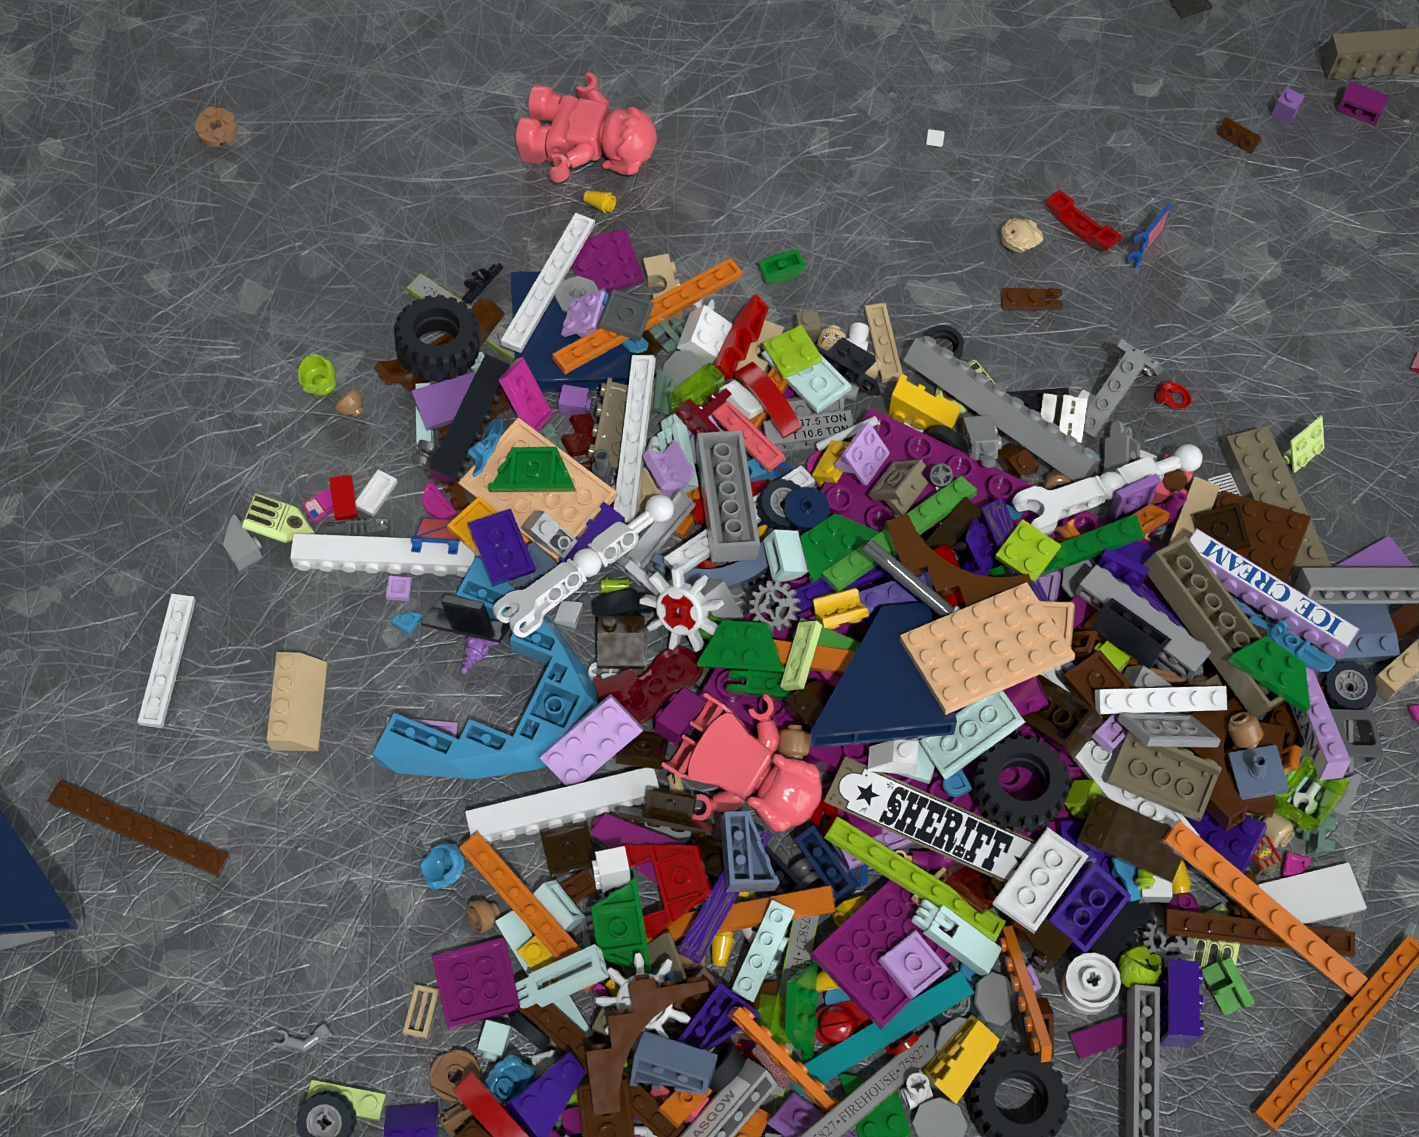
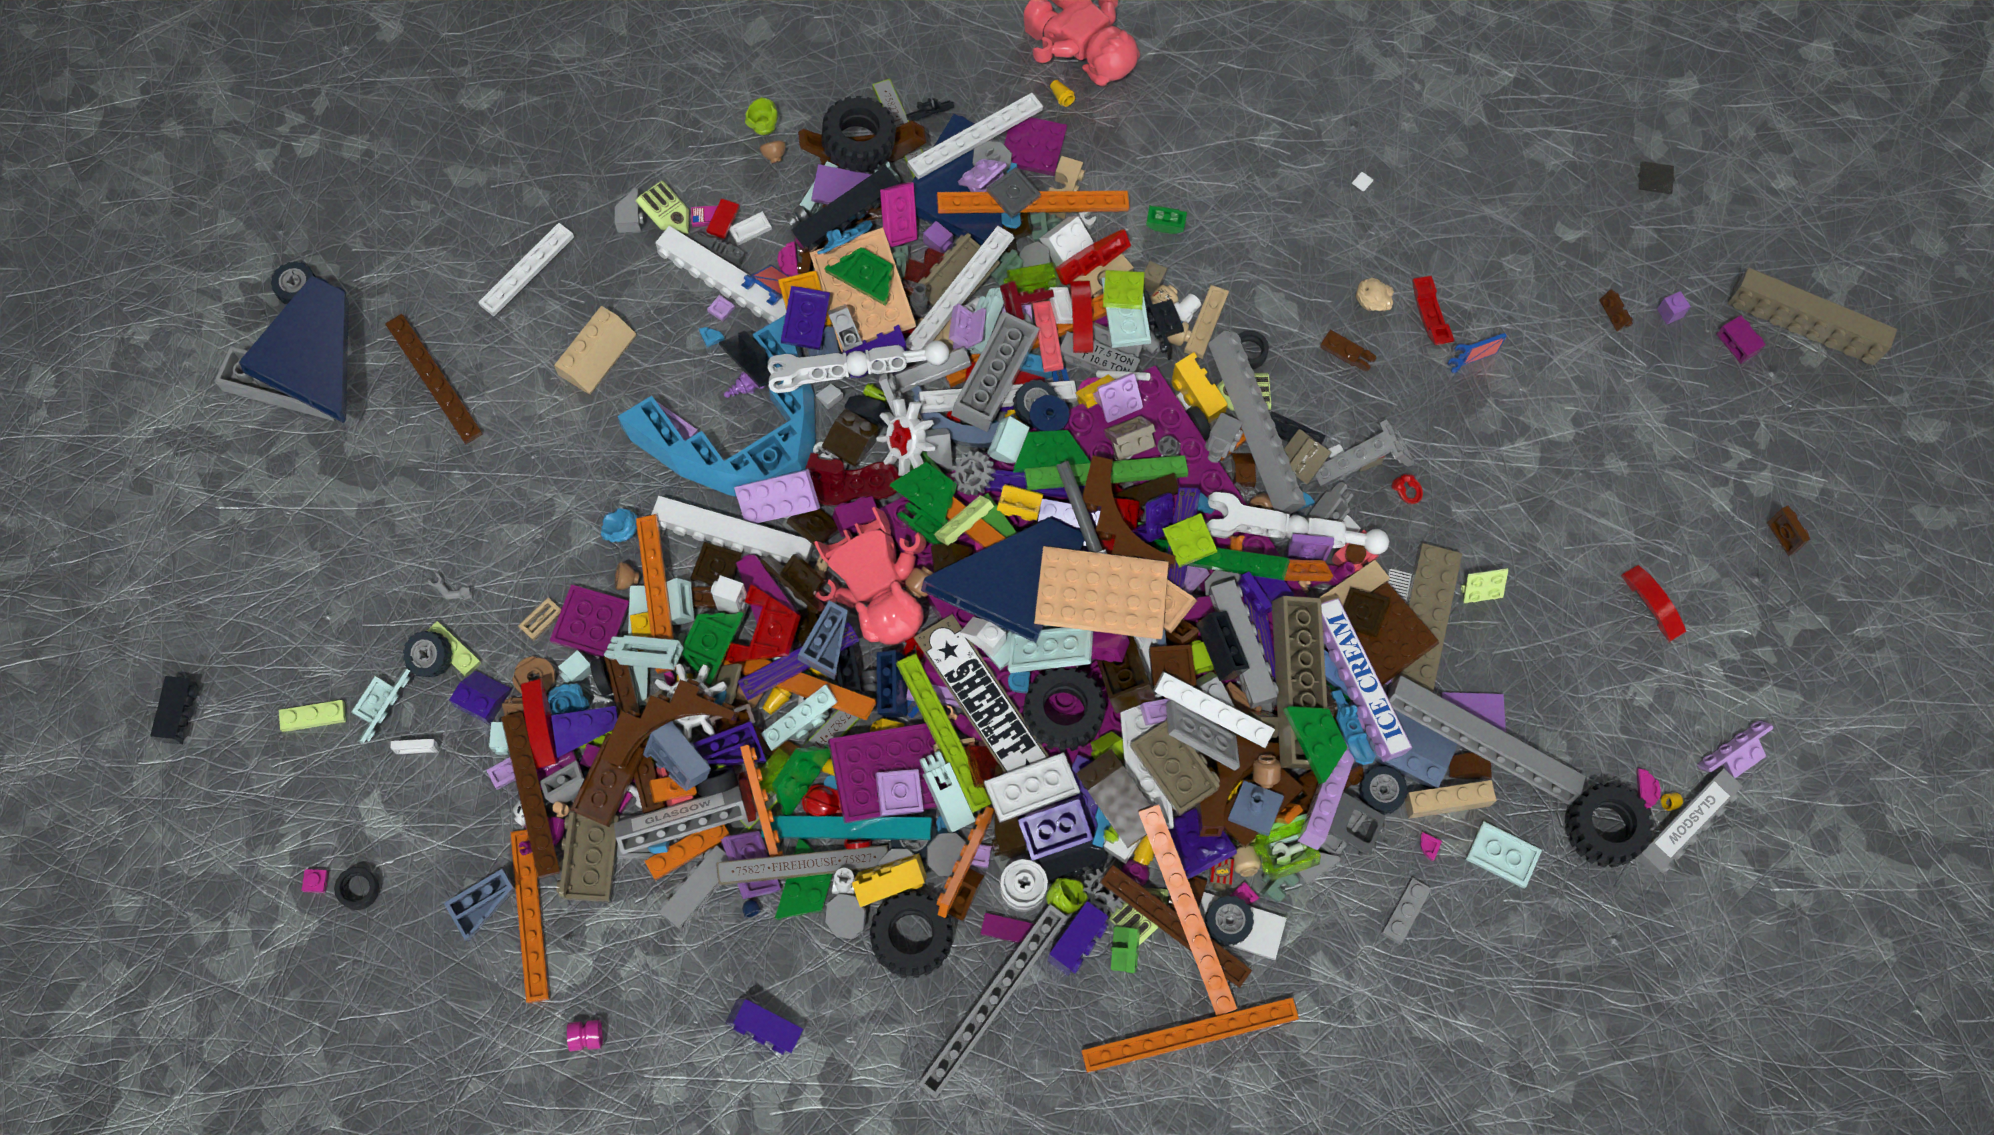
camera: 30 degrees right, 5 degrees up
(1314, 890) = (1225, 908): none -> black wheel

